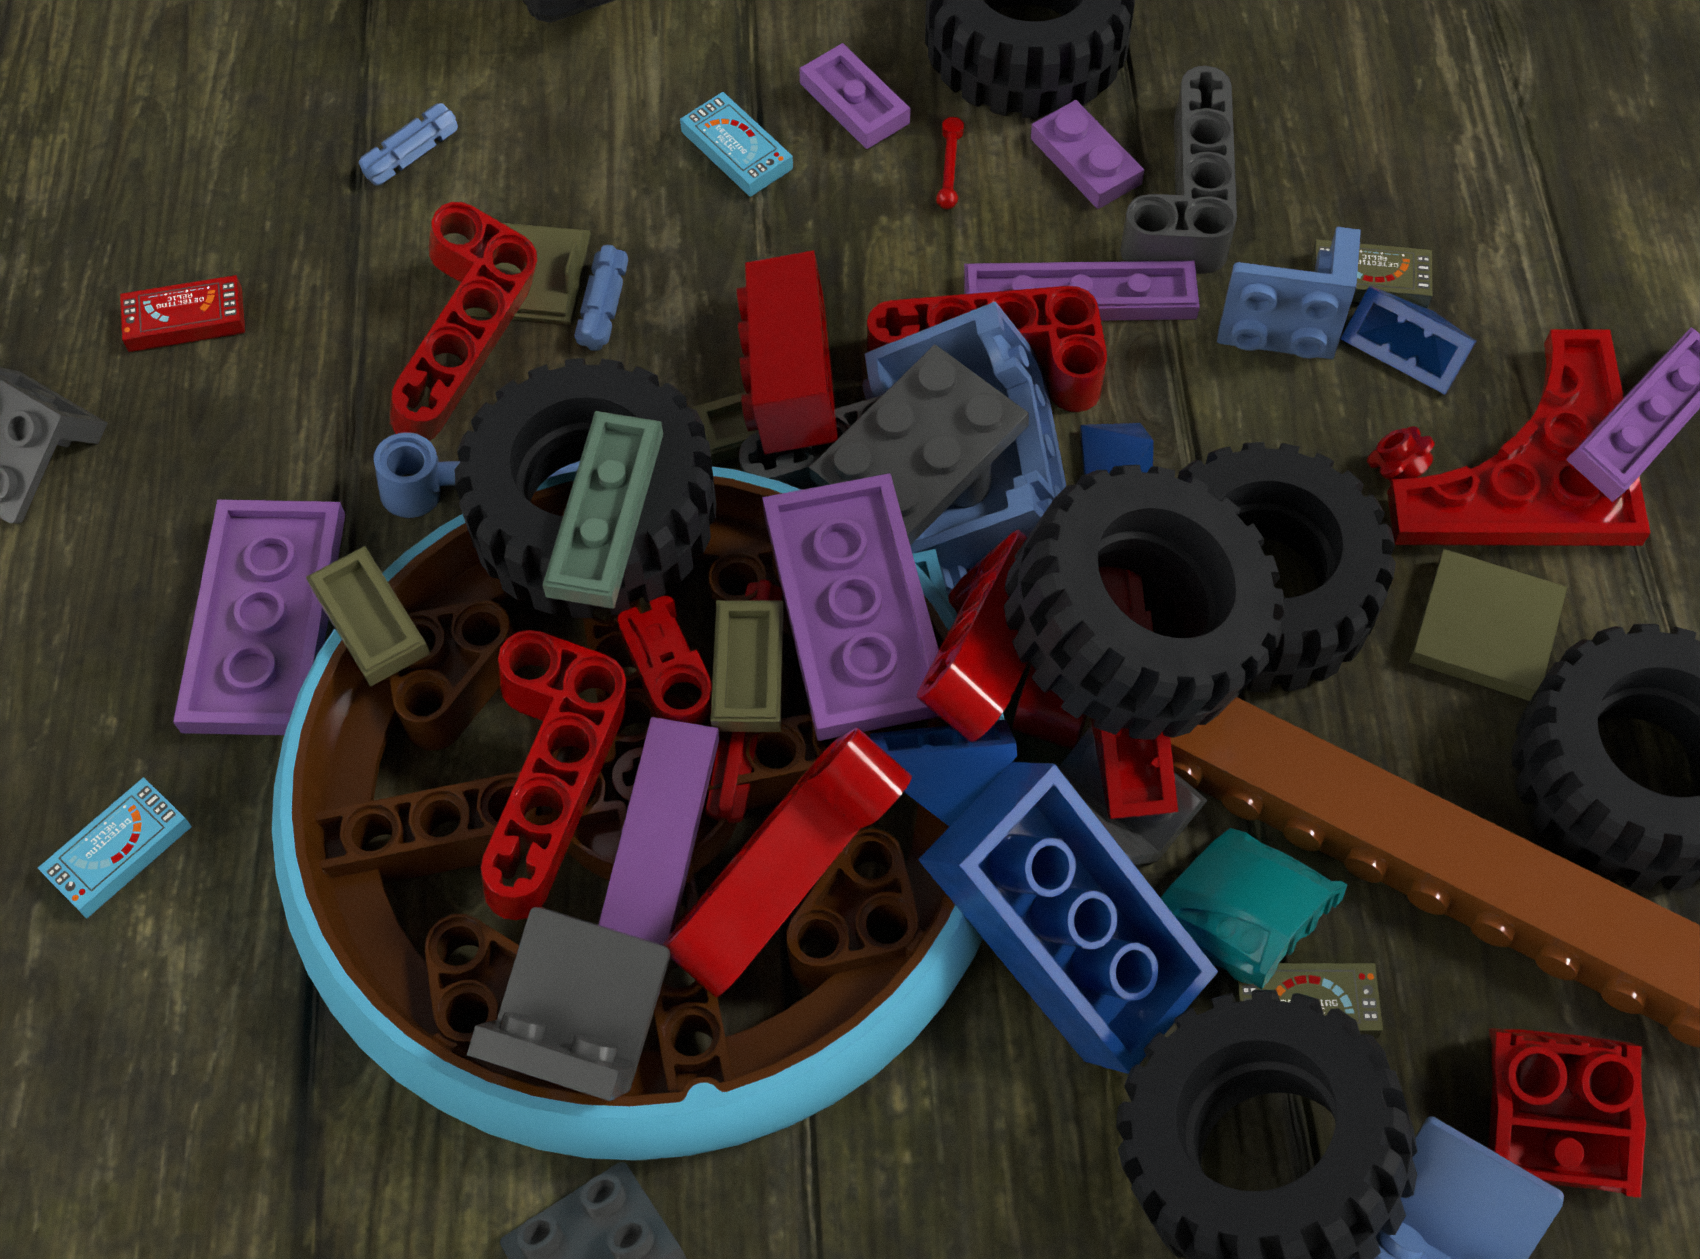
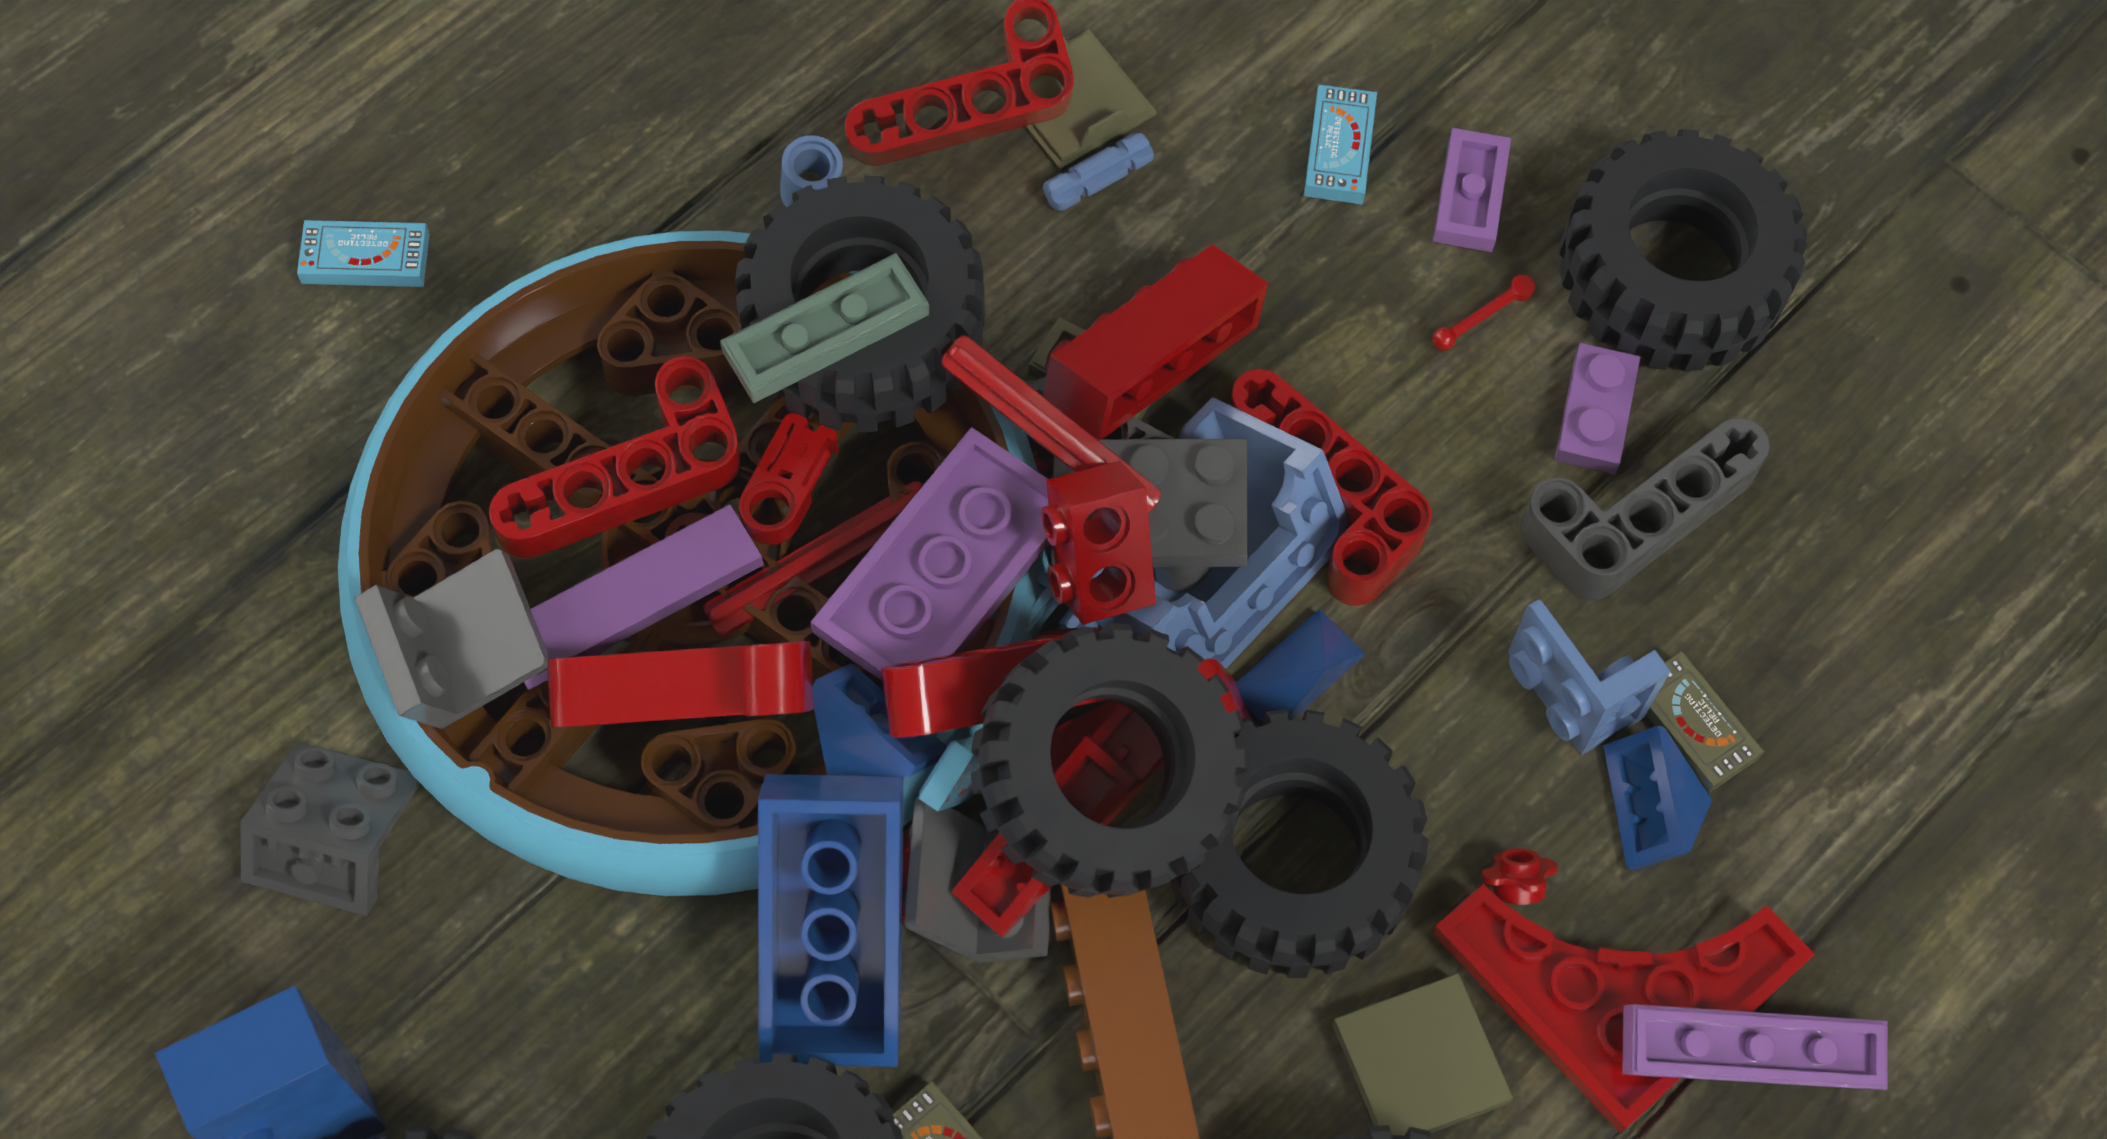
camera: 45 degrees right, 5 degrees up
(257, 615) = (616, 178): medium lavender plate -> none
(368, 616) = (642, 252): olive tile -> none
(748, 666) = (830, 535): olive tile -> none
(822, 438) = (1032, 411): none -> red axle
(944, 481) = (1111, 540): none -> red brick
(1031, 729) = (951, 777): none -> medium azure tile
(1120, 288) = (1462, 517): medium lavender tile -> none
(1249, 904) = (981, 1050): teal slope -> none

